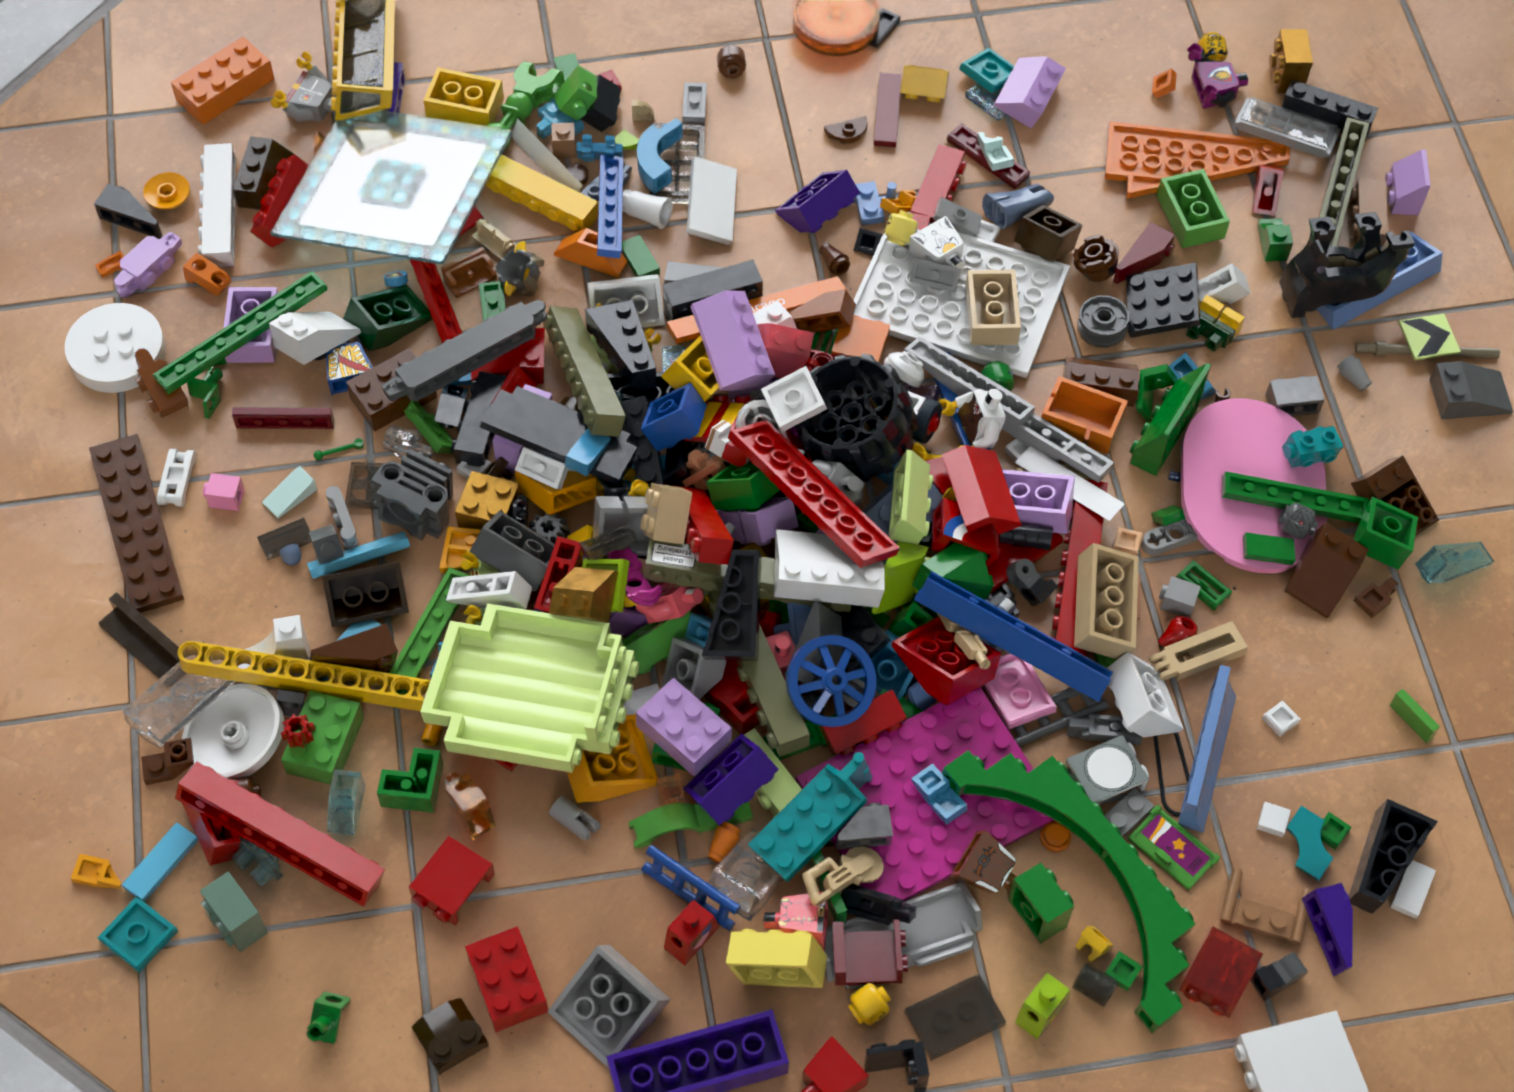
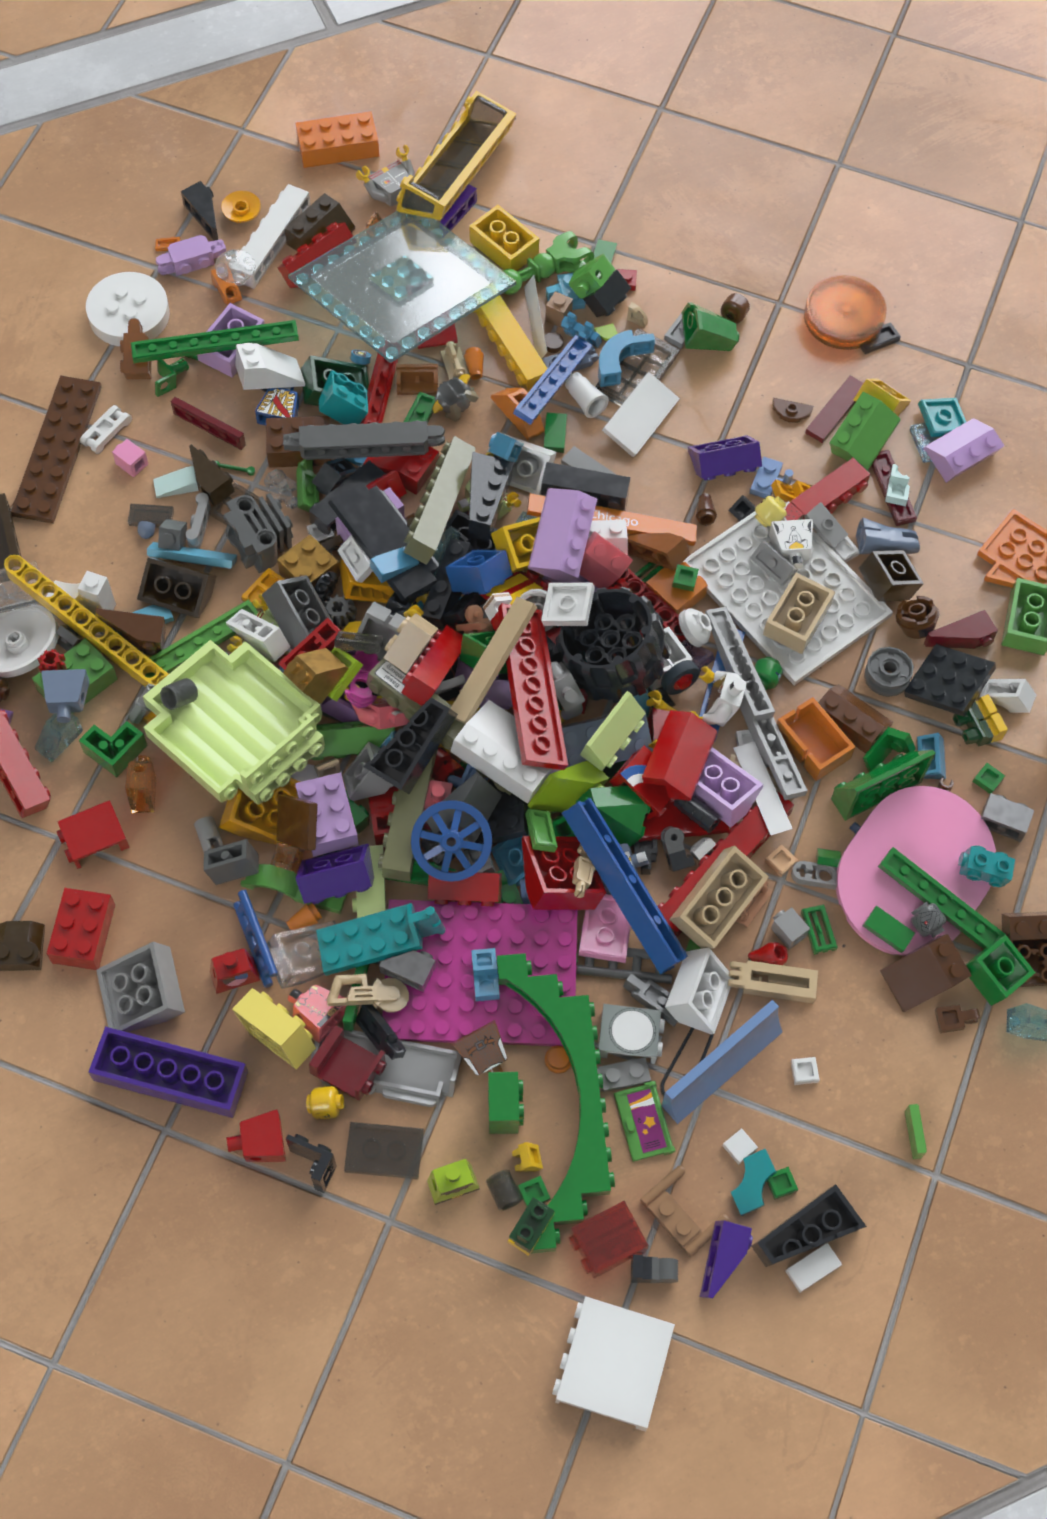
camera: 30 degrees right, 5 degrees up
(208, 250) = (235, 266): none -> clear dish
(325, 467) = (210, 477): none -> dark brown slope
(331, 752) = (65, 692): none -> sand blue torso
(413, 325) = (343, 399): none -> teal slope
(414, 725) = (140, 708): none -> light grey axle
(452, 697) = (179, 694): none -> dark grey piece
(513, 228) = (474, 360): none -> orange cone
(612, 289) = (505, 447): none -> dark azure slope
(616, 827) = (231, 862): none -> dark grey brick
(644, 686) = (328, 767): none -> tan slope
(662, 748) = (297, 822): none -> reddish brown tile
(721, 91) = (707, 330): none -> green slope
(761, 485) = (493, 659): none -> tan tile
(867, 327) = (685, 577): none -> green plate
(903, 627) = (541, 830): none -> bright green tile
(932, 115) = (864, 431): none -> bright green slope
(1051, 567) = (702, 847): none -> white tile
(1151, 998) = (530, 1226): none -> dark green hips
(1254, 371) = (988, 778): none -> green tile

